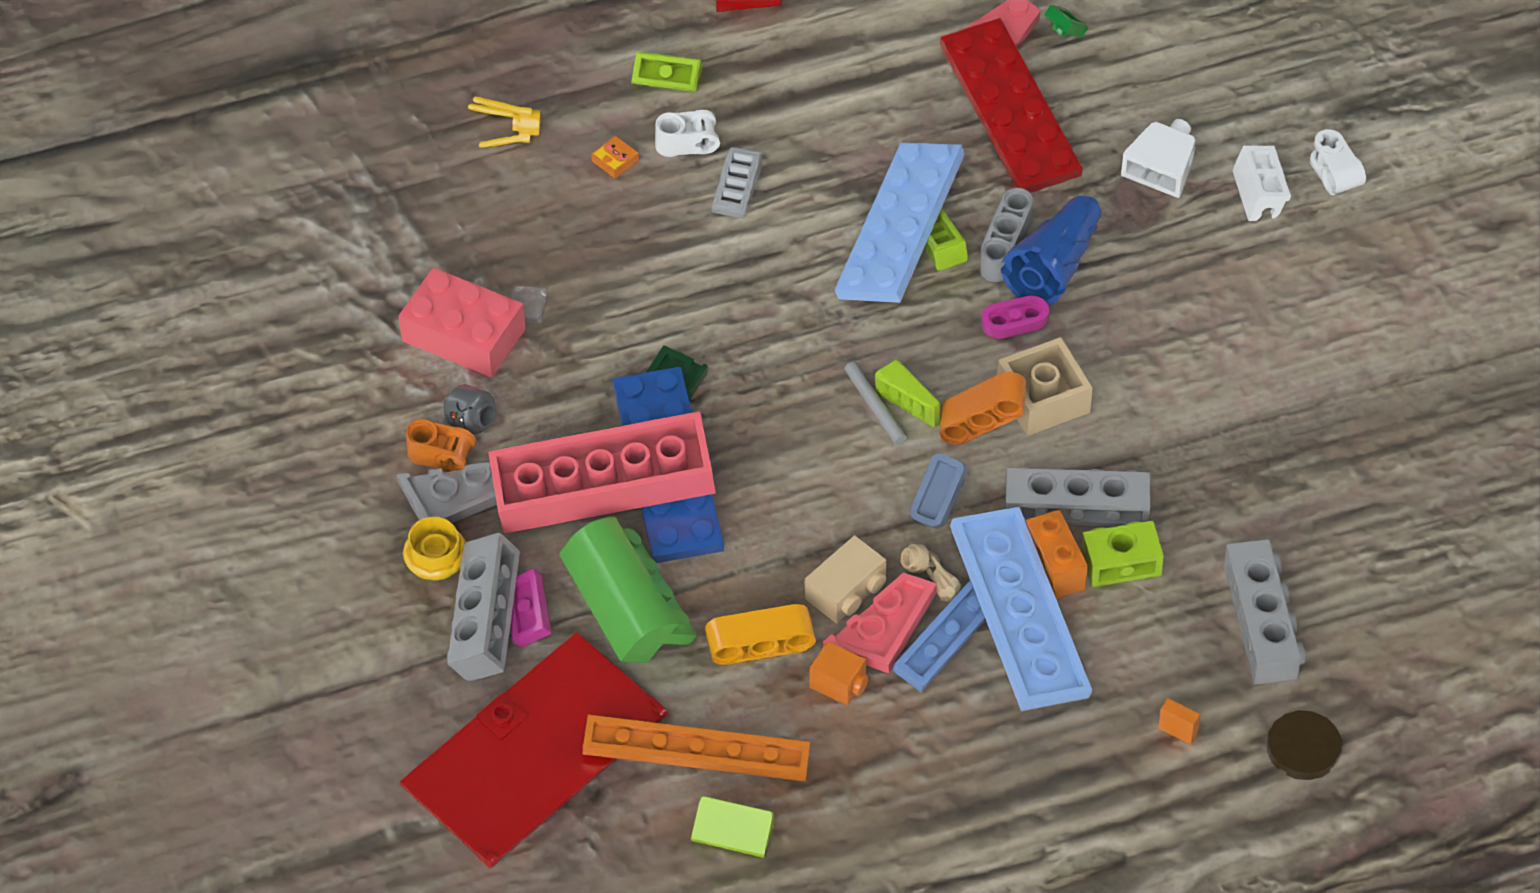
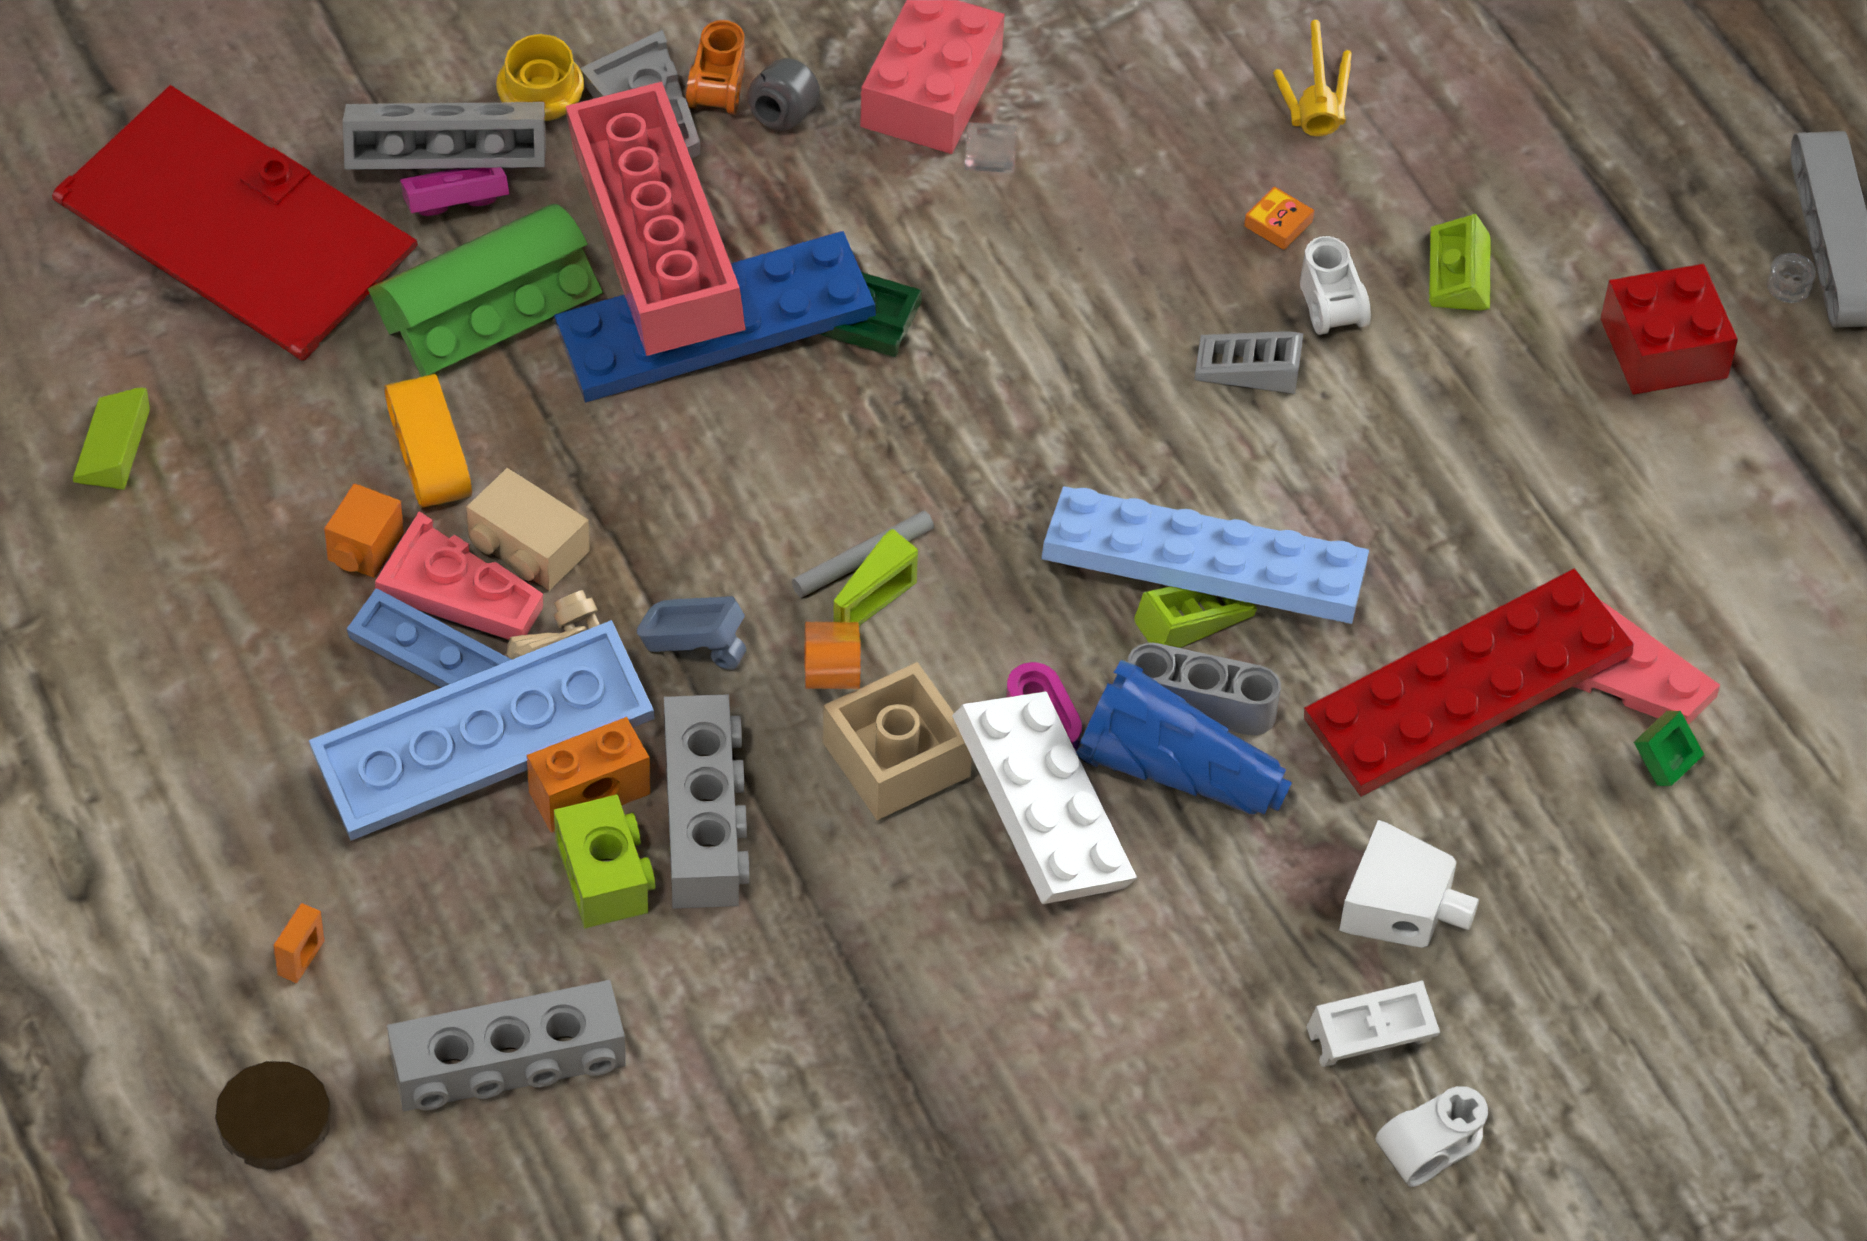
camera: 80 degrees right, 0 degrees up
(696, 748) = (229, 383): orange plate -> none
(1096, 312) = (1044, 797): none -> white plate

